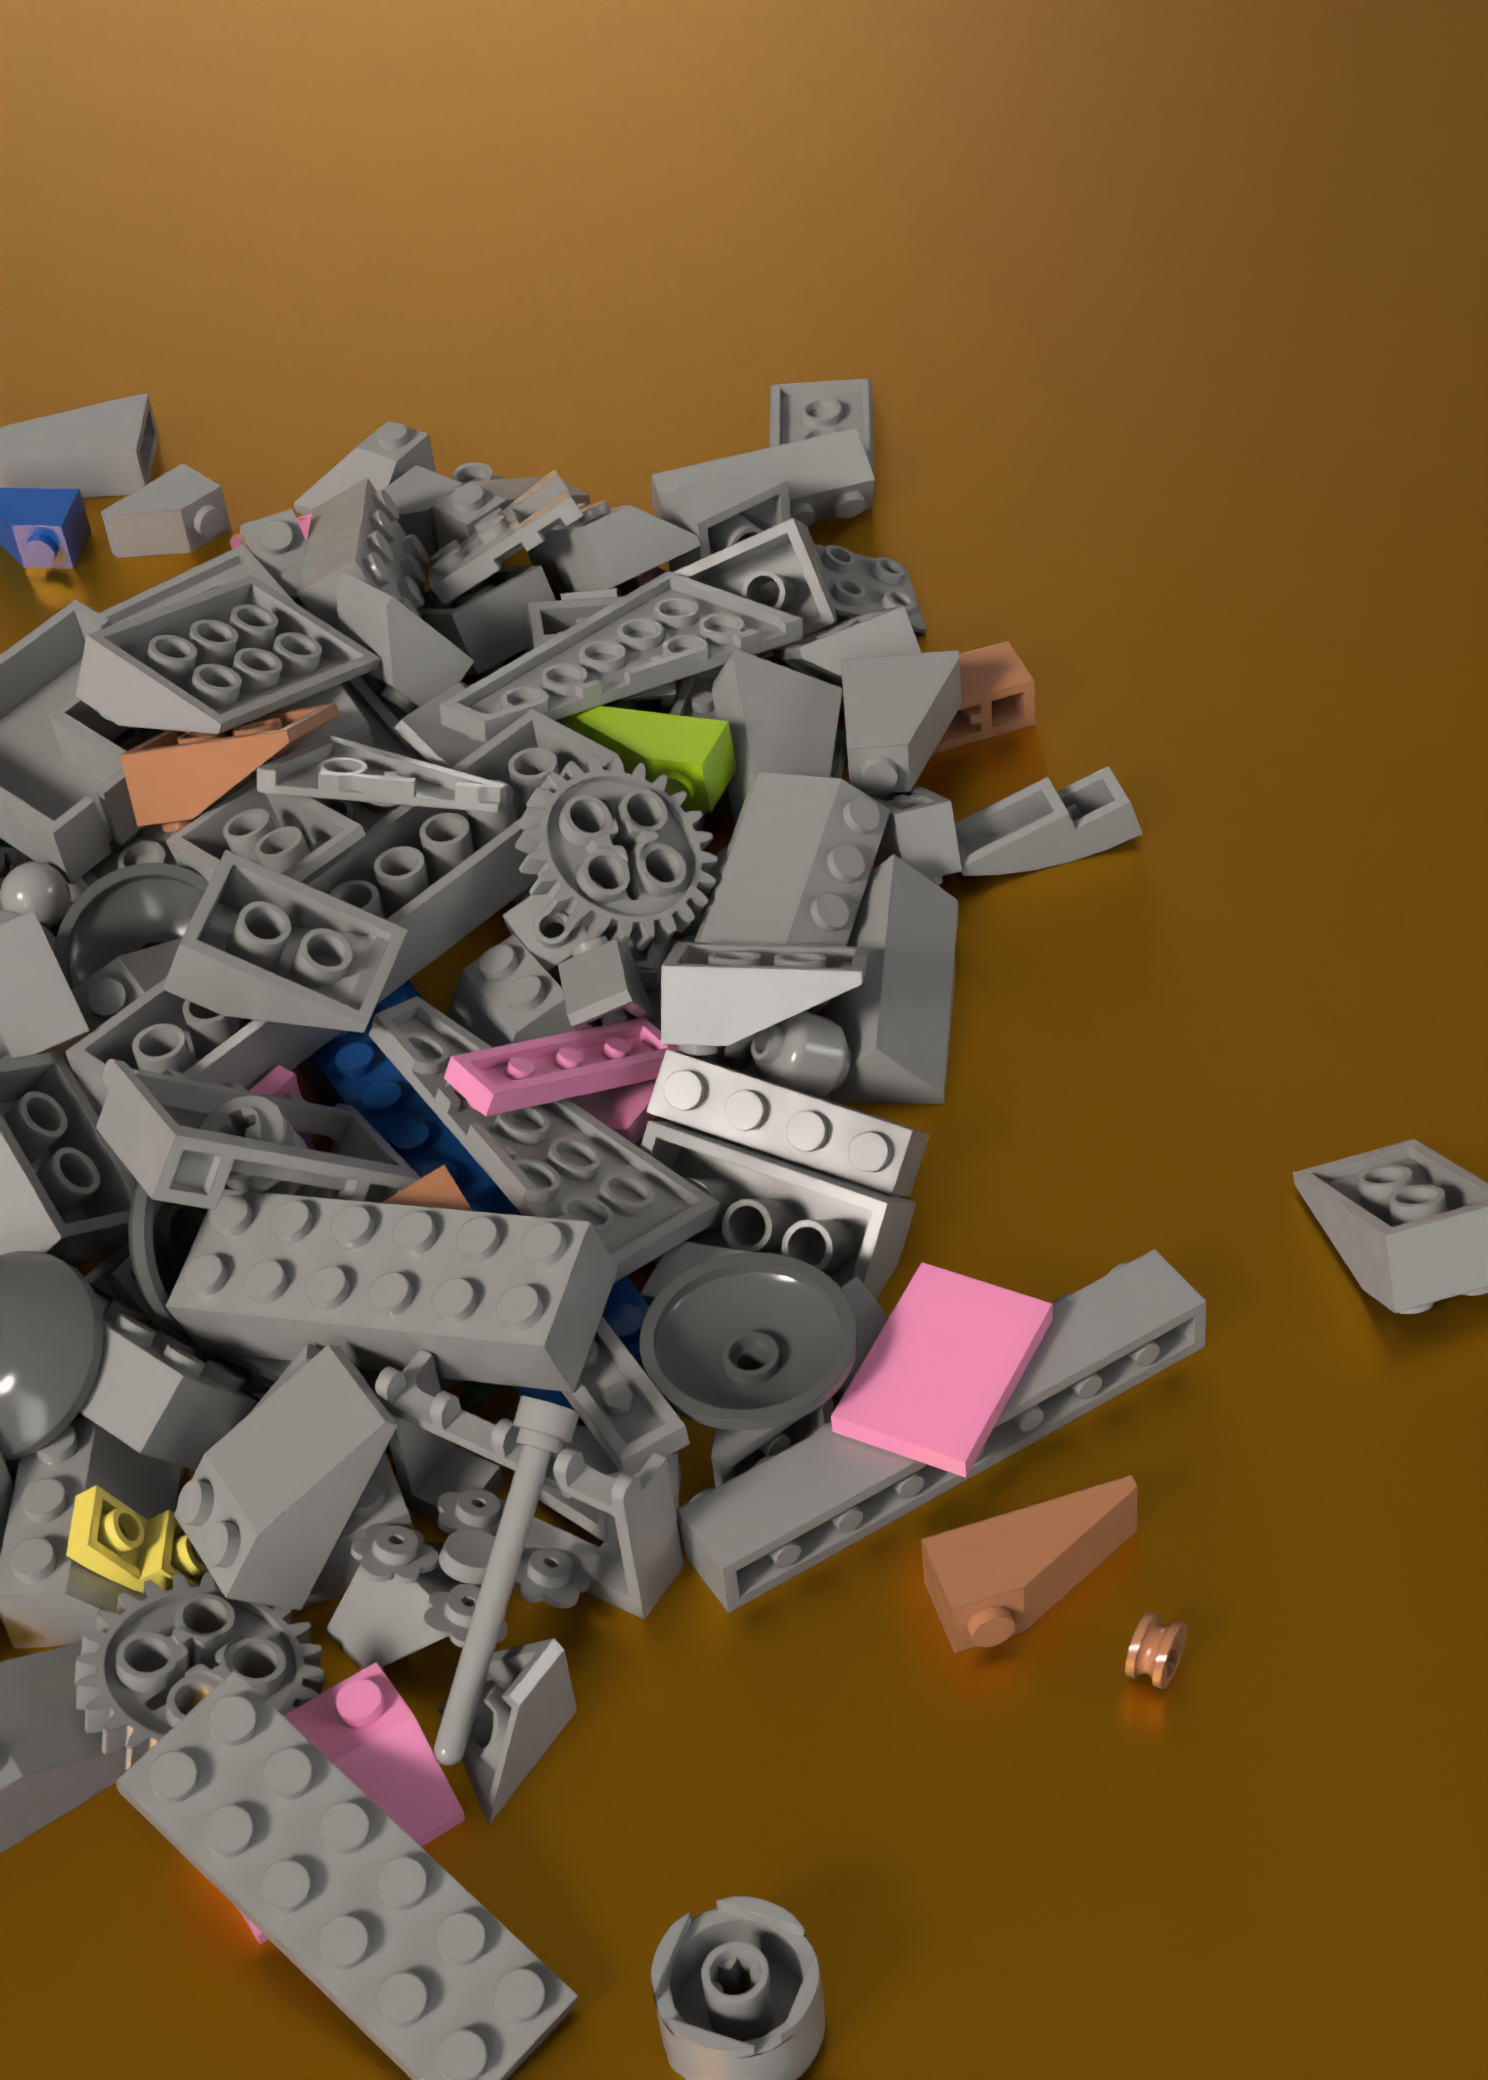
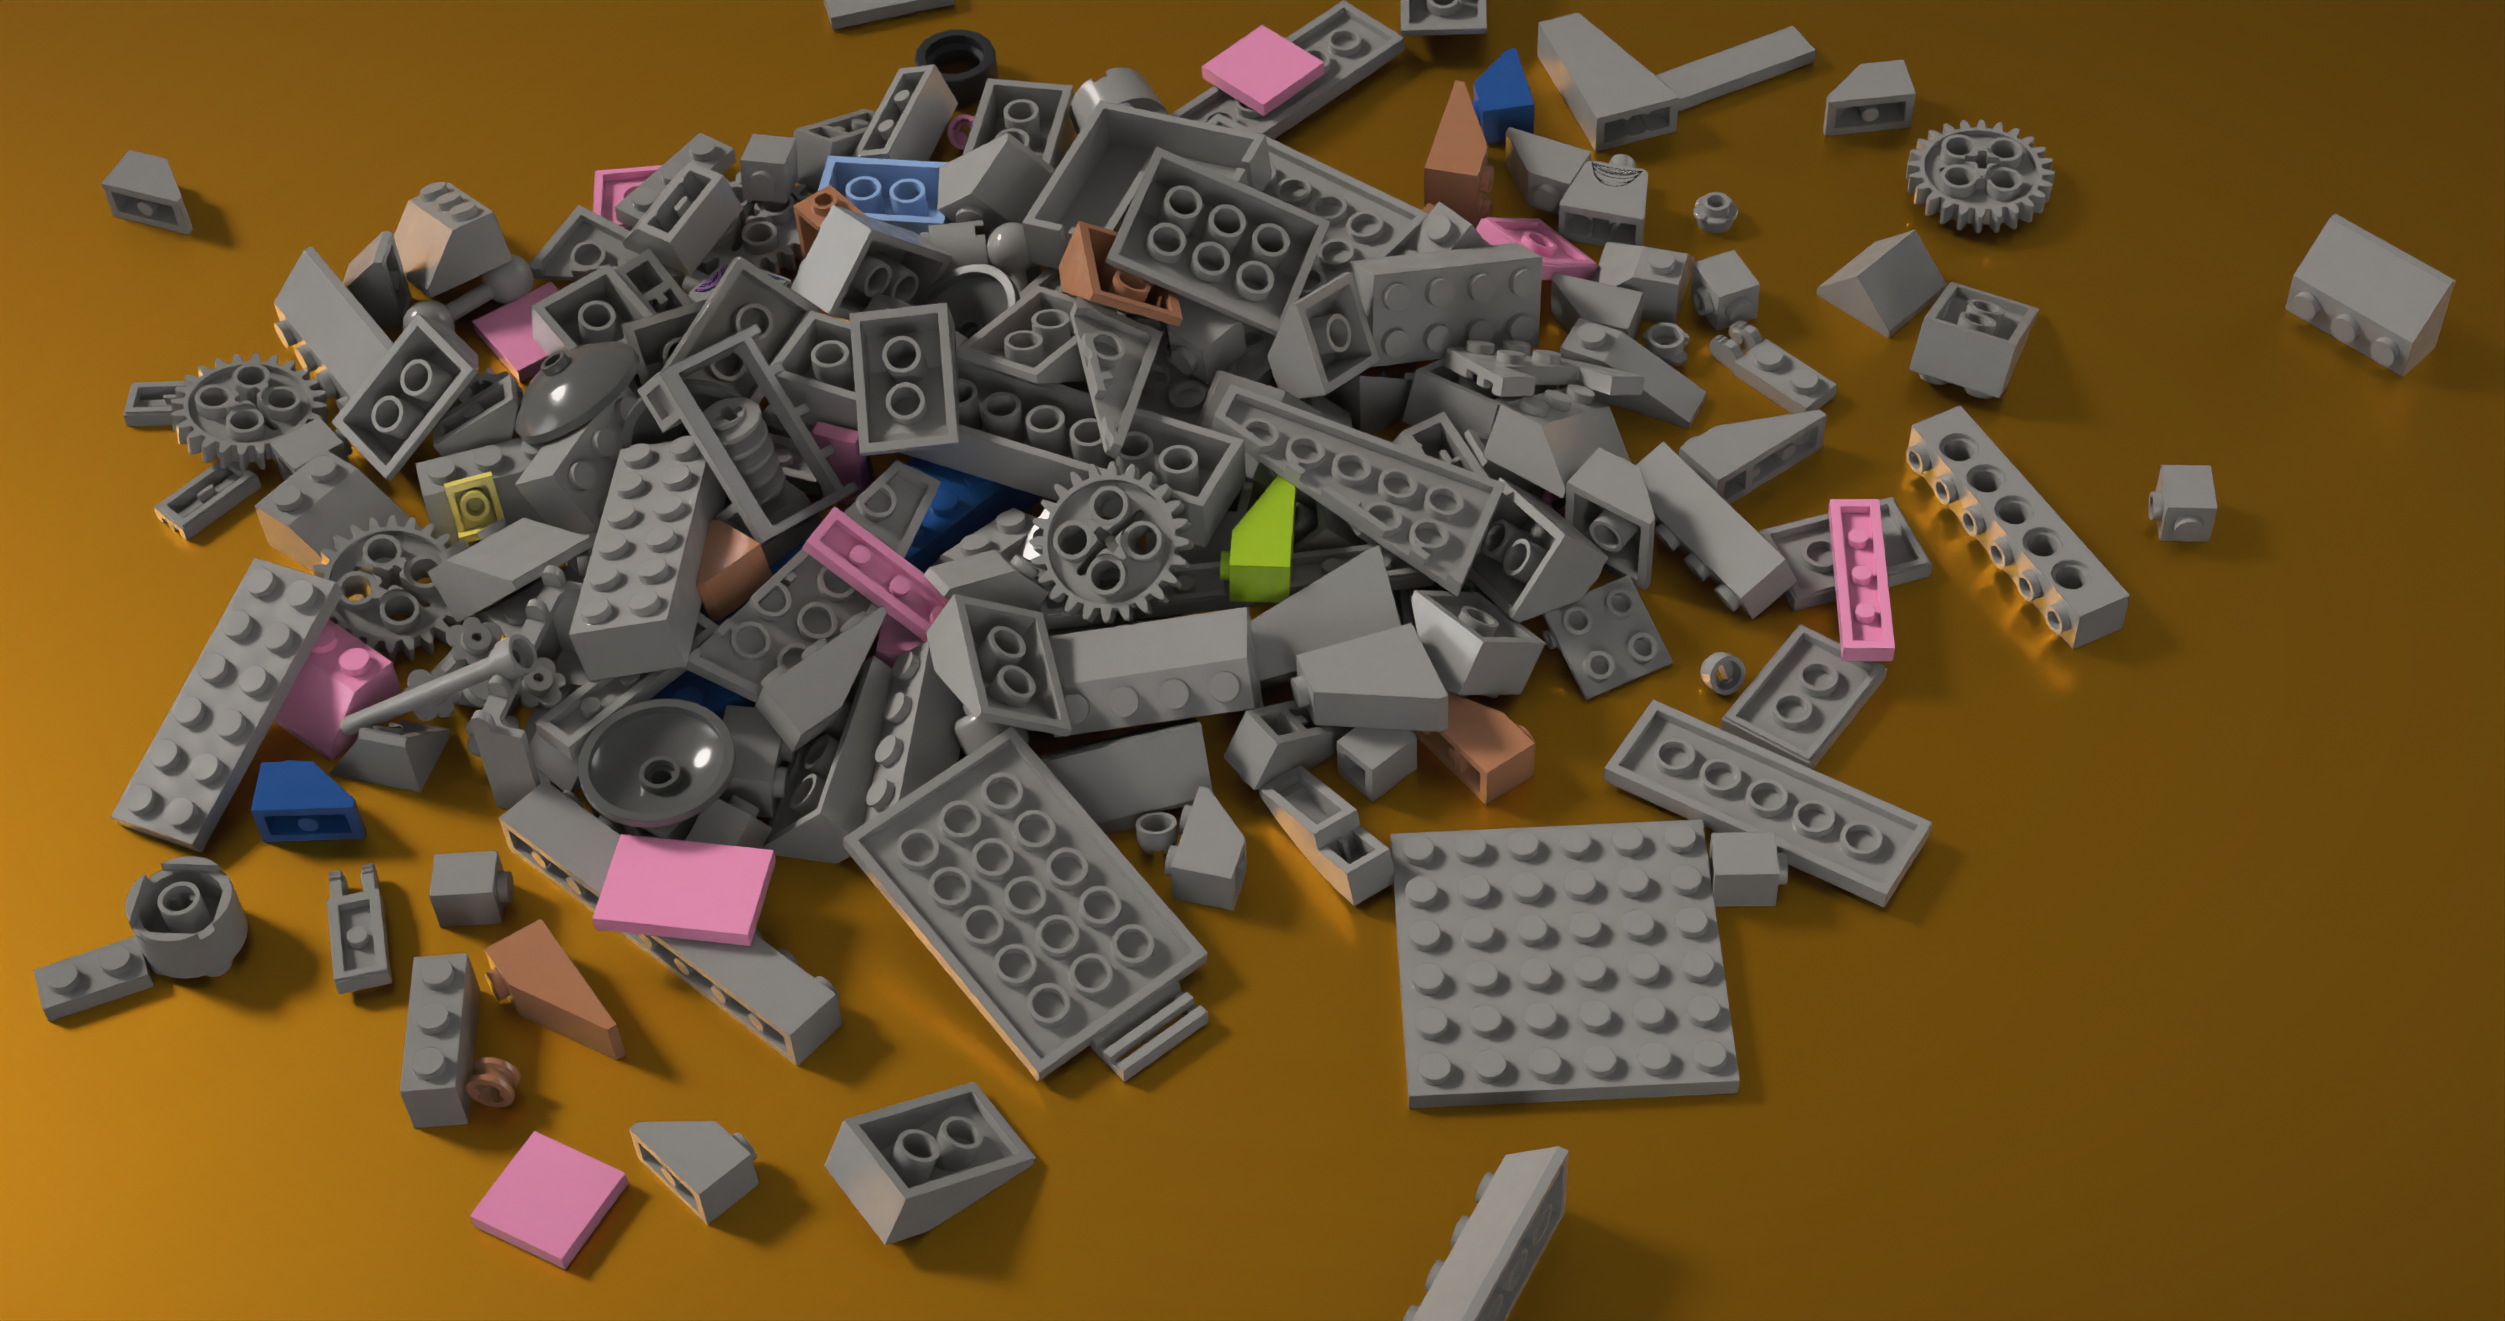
camera: 70 degrees right, 5 degrees up
(105, 361) = (1739, 67): none -> light grey tile
(121, 543) = (1458, 161): none -> nougat slope
(230, 292) = (1871, 99): none -> light grey slope
(257, 475) = (1605, 203): none -> light grey torso
(306, 424) = (1715, 212): none -> light grey plate
(383, 254) = (1980, 176): none -> light grey gear
(441, 419) = (1724, 290): none -> light grey brick
(476, 339) = (1886, 283): none -> light grey slope
(551, 429) = (1772, 370): none -> light grey hinge
(559, 1835) = (303, 804): none -> blue slope
(604, 296) = (1972, 340): none -> light grey slope
(663, 444) = (1752, 452): none -> light grey slope
(686, 1164) = (811, 693): none -> light grey slope
(699, 73) = (2370, 295): none -> light grey slope
(808, 1642) = (470, 888): none -> light grey brick
(820, 1792) = (358, 933): none -> light grey hinge
(853, 319) = (2017, 527): none -> light grey brick
(879, 225) = (2184, 503): none -> light grey brick
(885, 408) = (1861, 580): none -> bright pink plate
(942, 529) = (1729, 667): none -> light grey hinge
(961, 772) = (1376, 759): none -> light grey brick
(987, 960) = (1156, 832): none -> light grey hinge
(997, 491) = (1803, 698): none -> light grey tile
(1036, 918) = (1210, 855): none -> light grey slope
(1070, 1062) = (1024, 901): none -> light grey plate
(1072, 1696) = (440, 1040): none -> light grey brick
(1123, 530) = (1746, 788): none -> light grey plate
(1210, 554) = (1746, 868): none -> light grey brick
(1272, 1013) = (1144, 1024): none -> light grey tile
(1274, 705) = (1560, 965): none -> light grey plate
(1357, 1618) = (549, 1199): none -> bright pink tile
(1360, 1440) = (698, 1163): none -> light grey slope

